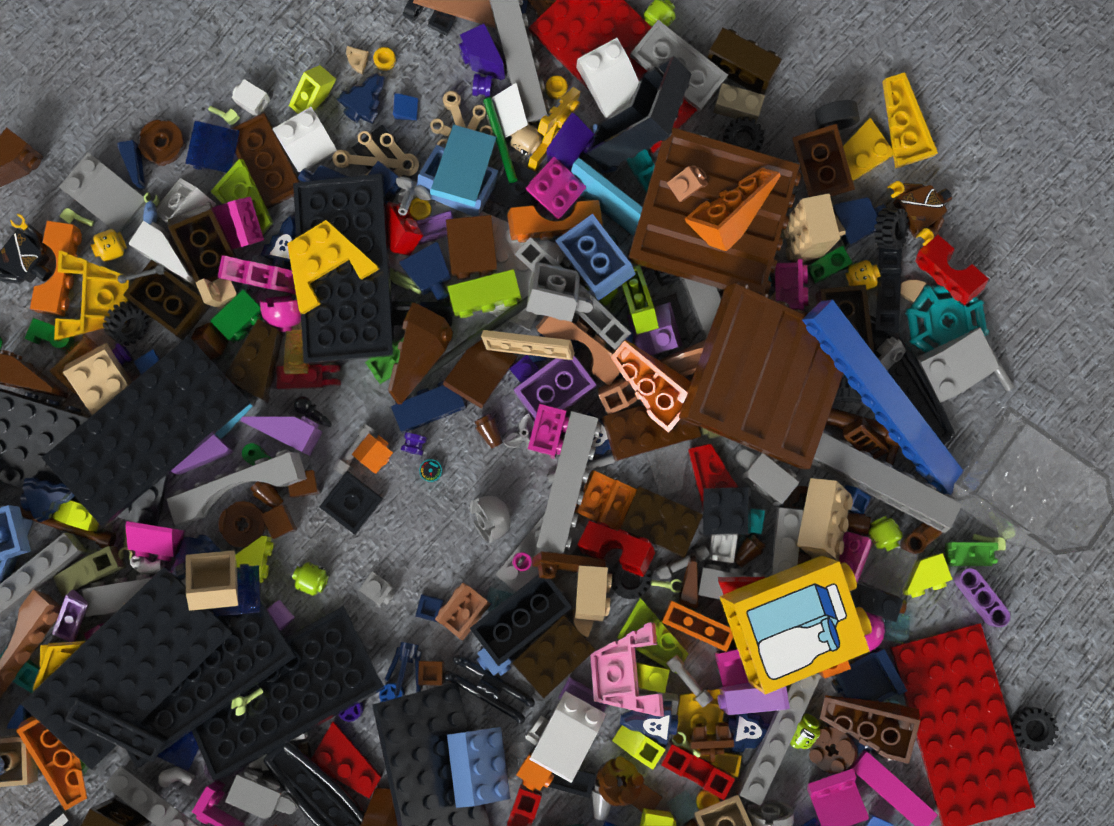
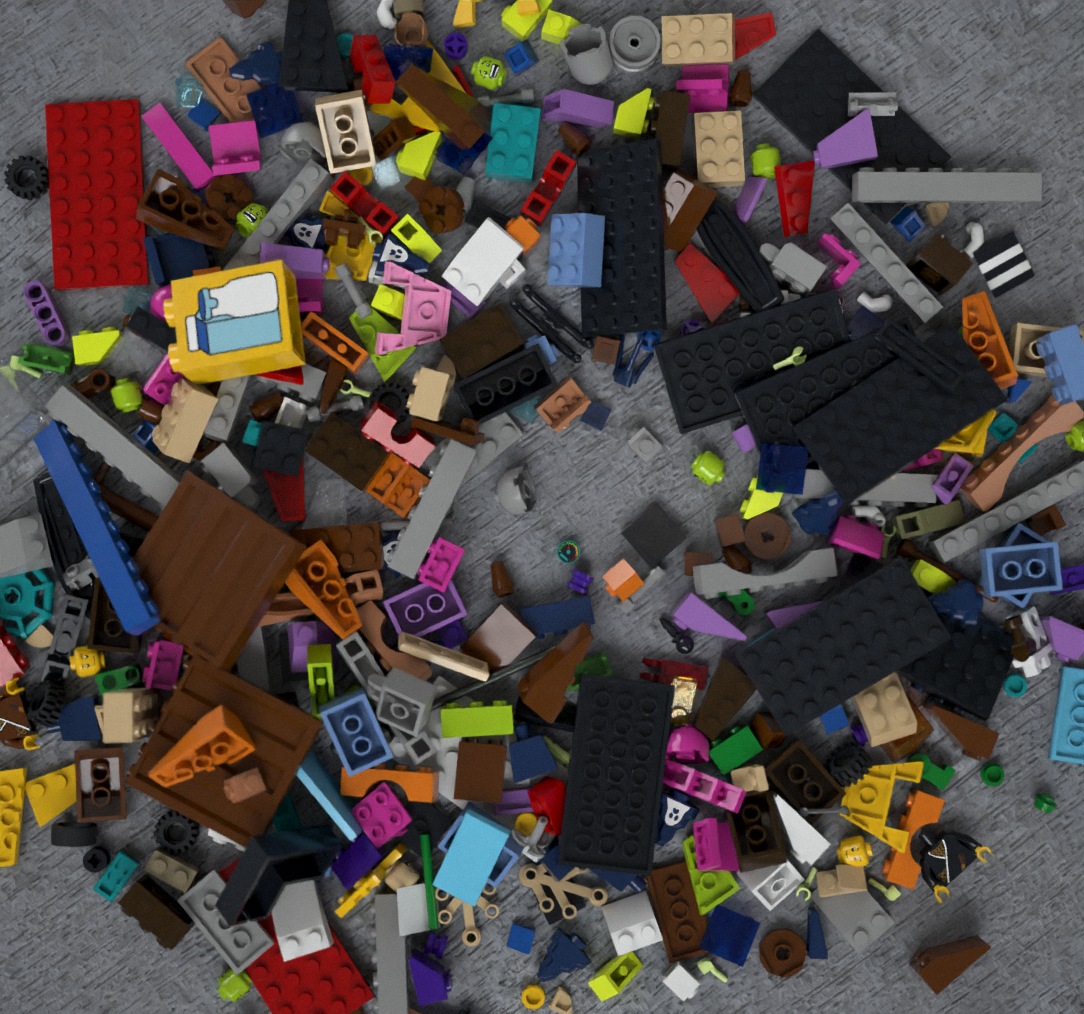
camera: 175 degrees left, 5 degrees up
(116, 216) = (841, 881): none -> tan slope
(150, 213) = (806, 874): medium blue rock -> none
(211, 580) = (801, 481): tan piece -> none
(319, 253) = (636, 794): yellow wing -> none
(515, 439) = (477, 566): light grey plant -> none
(525, 564) = (491, 438): dark pink hinge -> none
(556, 87) = (359, 928): yellow tile -> none
(789, 88) = (116, 876): none -> teal plate
(809, 104) = (102, 859): none -> black wheel
(859, 425) = (125, 506): reddish brown slope -> none

